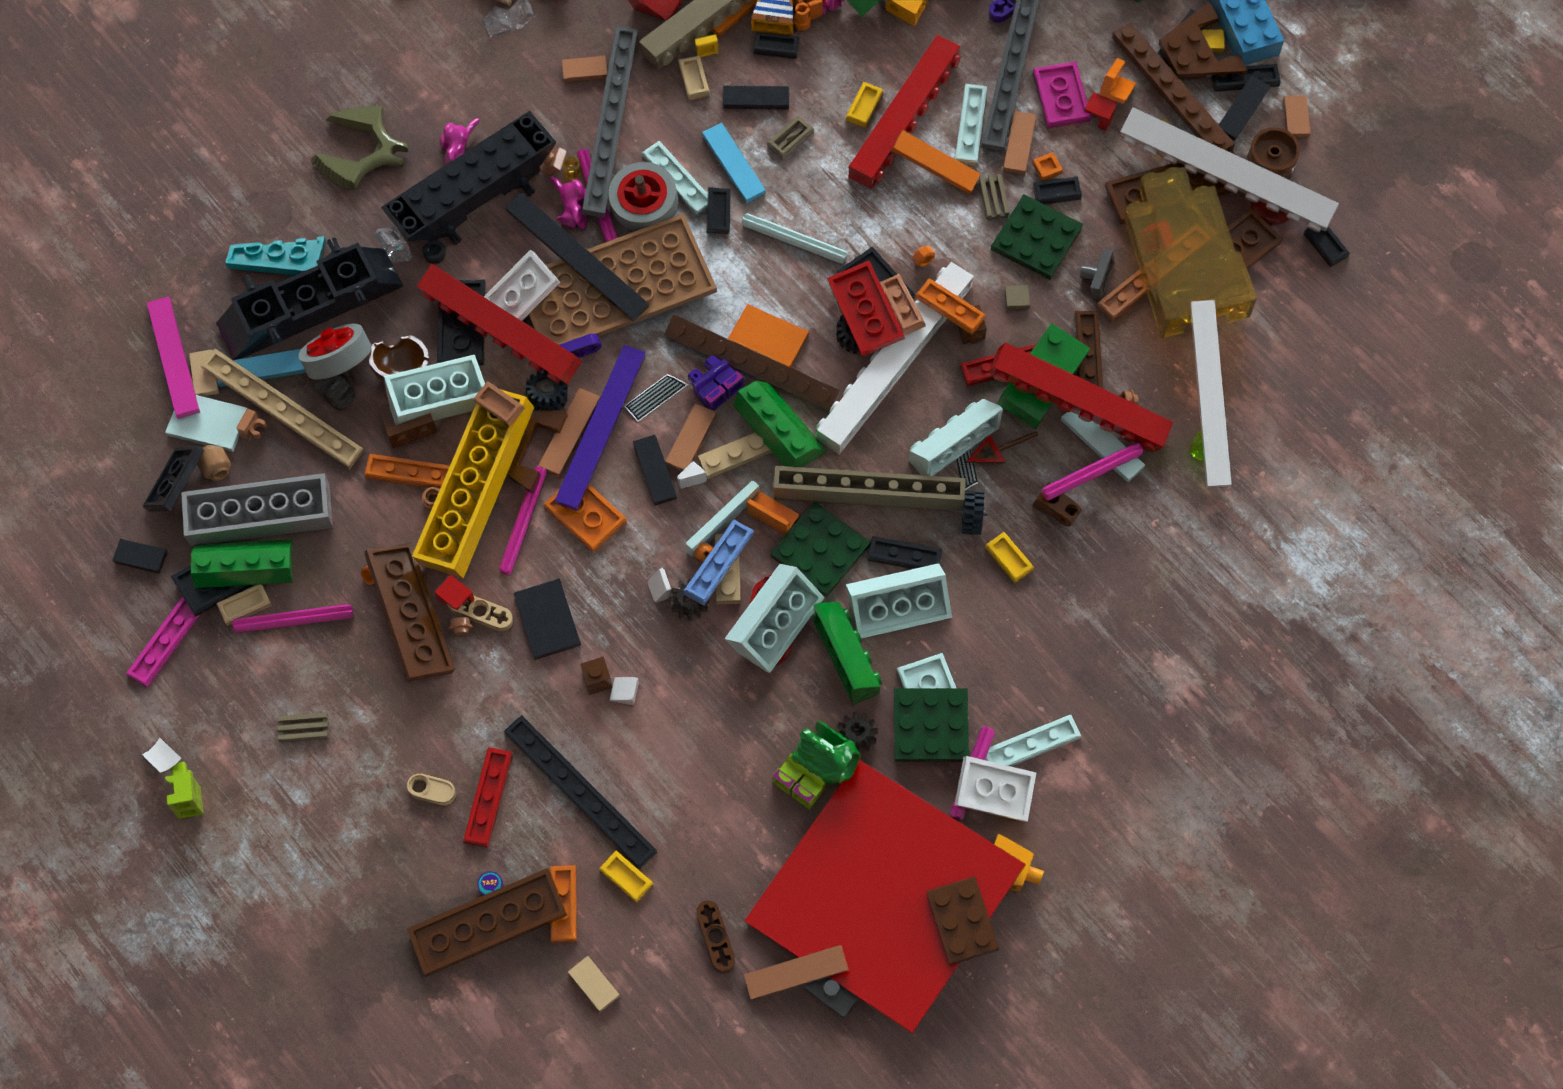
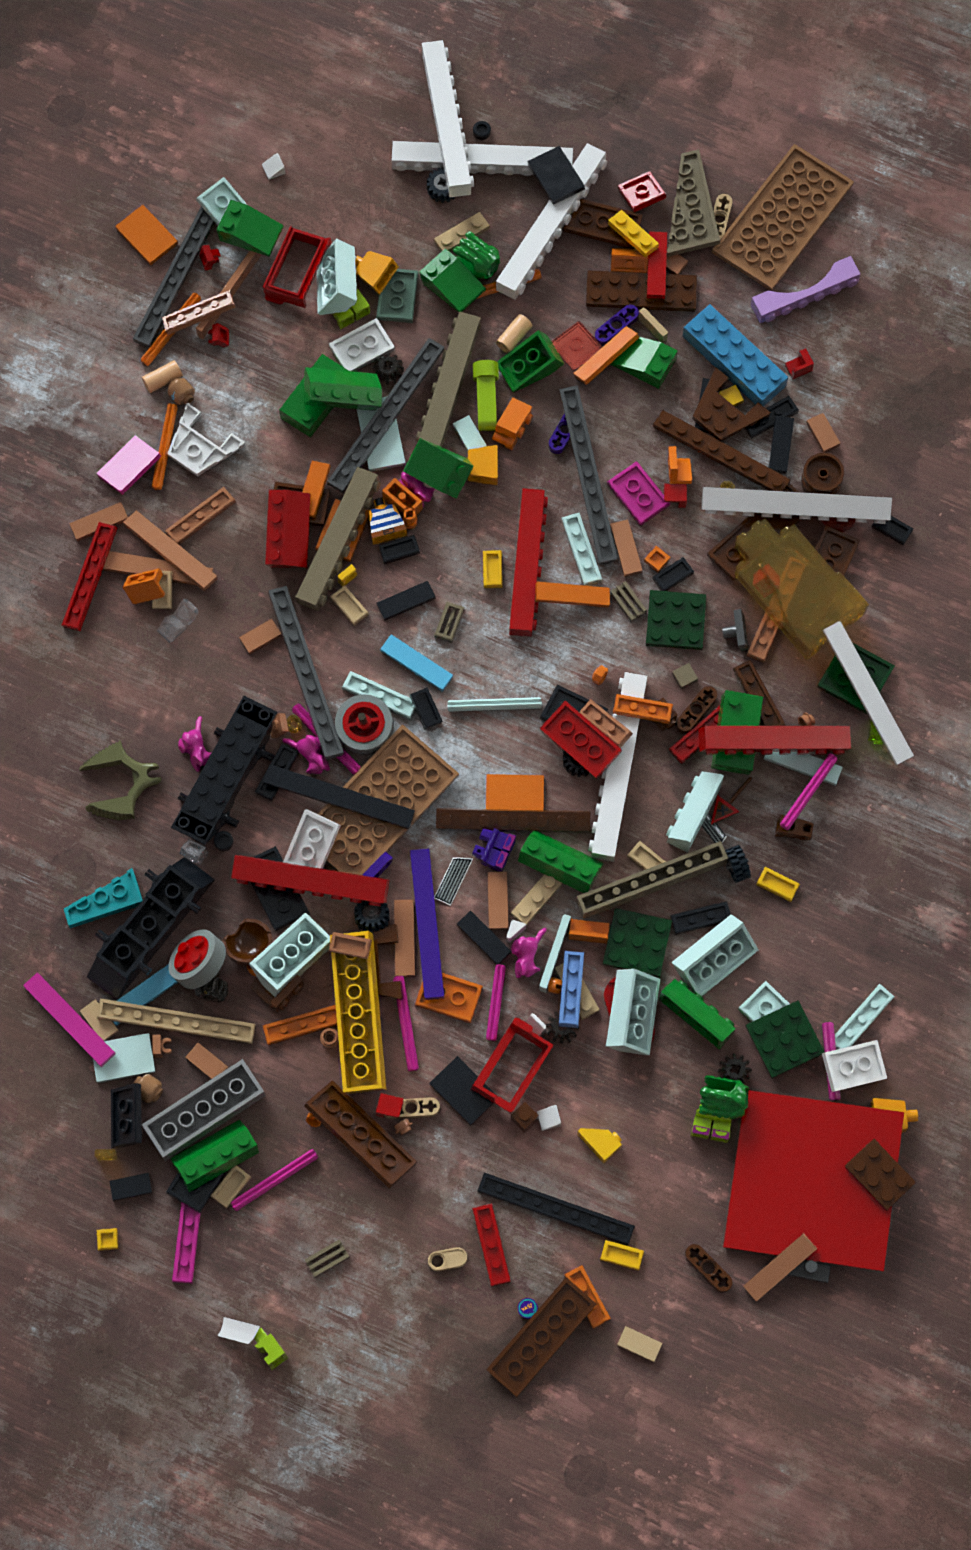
camera: 25 degrees left, 5 degrees up
(85, 599) = (107, 1239): none -> yellow tile
(131, 510) = (105, 1154): none -> clear yellow tile
(289, 460) = (206, 1061): none -> nougat tile
(543, 197) = (284, 759): none -> black tile
(631, 542) = (495, 1004): none -> dark pink axle
(644, 581) = (524, 1030): none -> red piece
(667, 742) = (601, 1142): none -> yellow slope
(691, 500) = (525, 950): none -> dark pink animal
(874, 460) = (644, 856): none -> tan tile
(1017, 328) = (709, 702): none -> reddish brown beam
(1181, 375) = (838, 685): none -> dark green plate
(1305, 40) = (801, 365): none -> red panel

